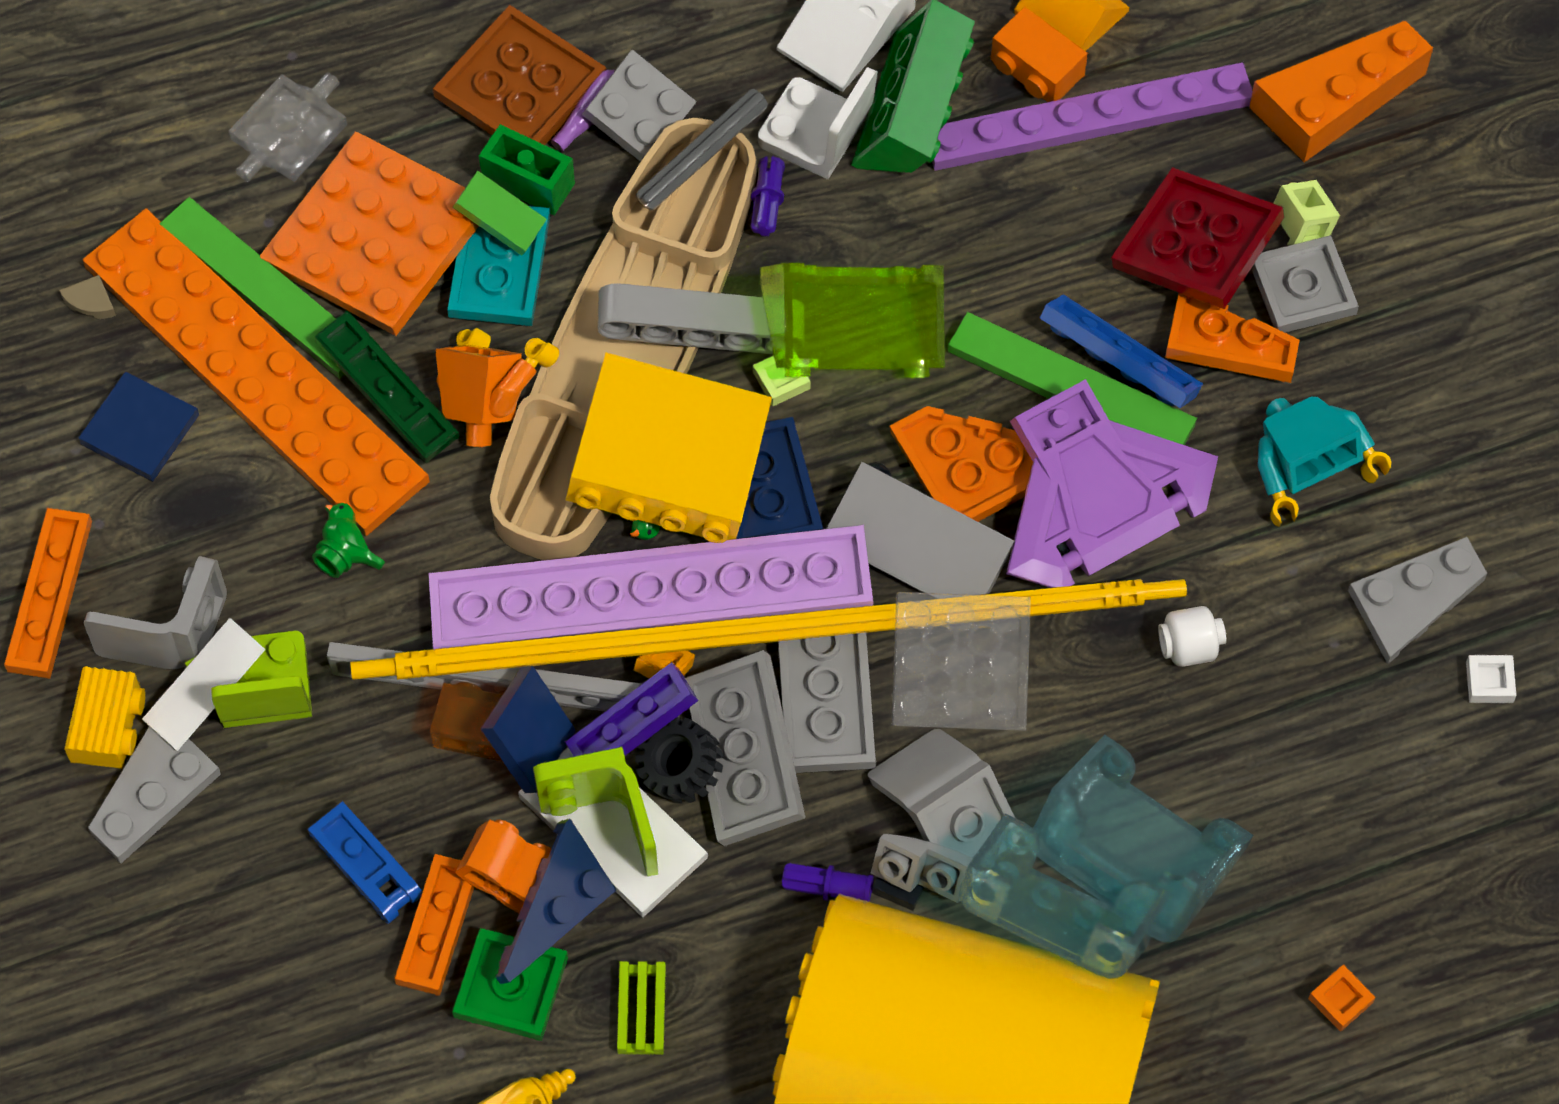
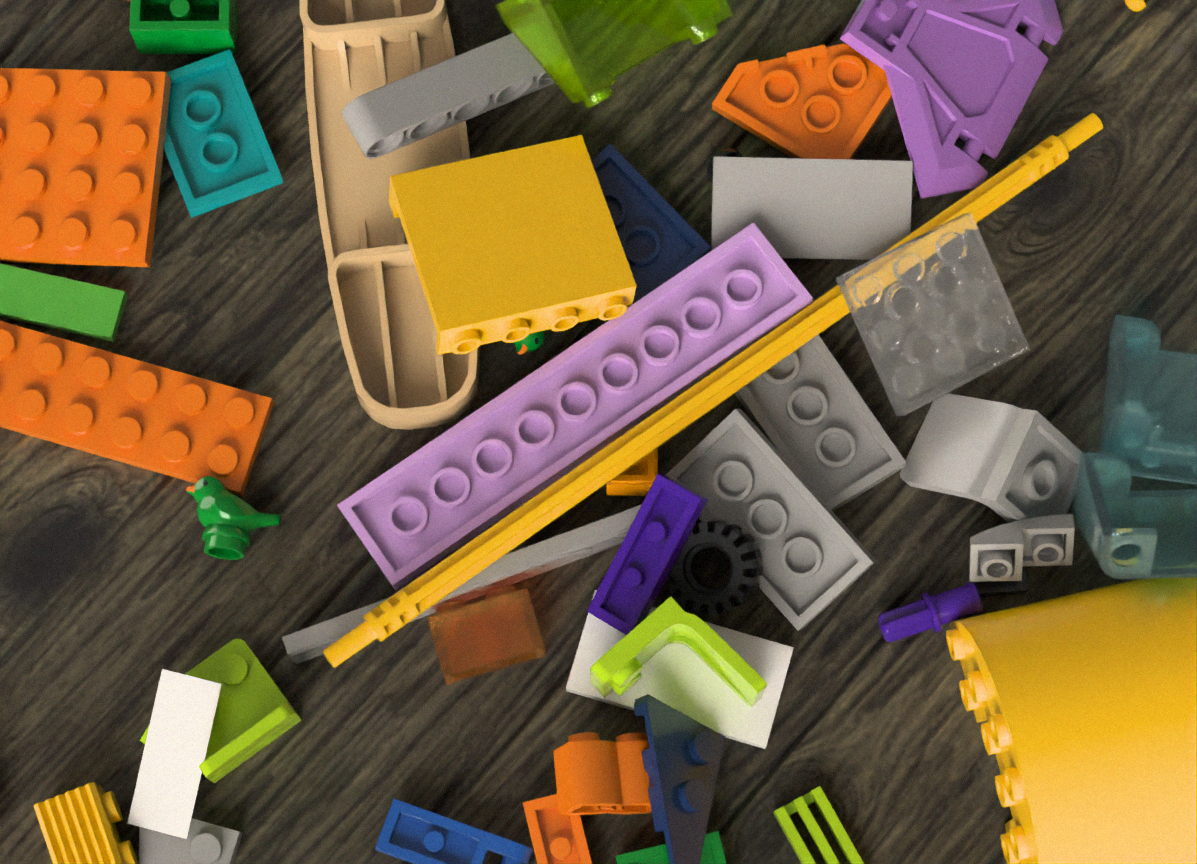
camera: 30 degrees left, 10 degrees up
(167, 643) = (125, 720): light grey piece -> none
(386, 387) = (173, 327): dark green plate -> none
(485, 383) = (278, 272): orange torso -> none
(499, 213) = (186, 81): bright green tile -> none
(527, 727) = (546, 621): dark blue tile -> none
(776, 384) = (566, 116): yellowish green plate -> none
(1191, 636) = (1132, 168): white head -> none

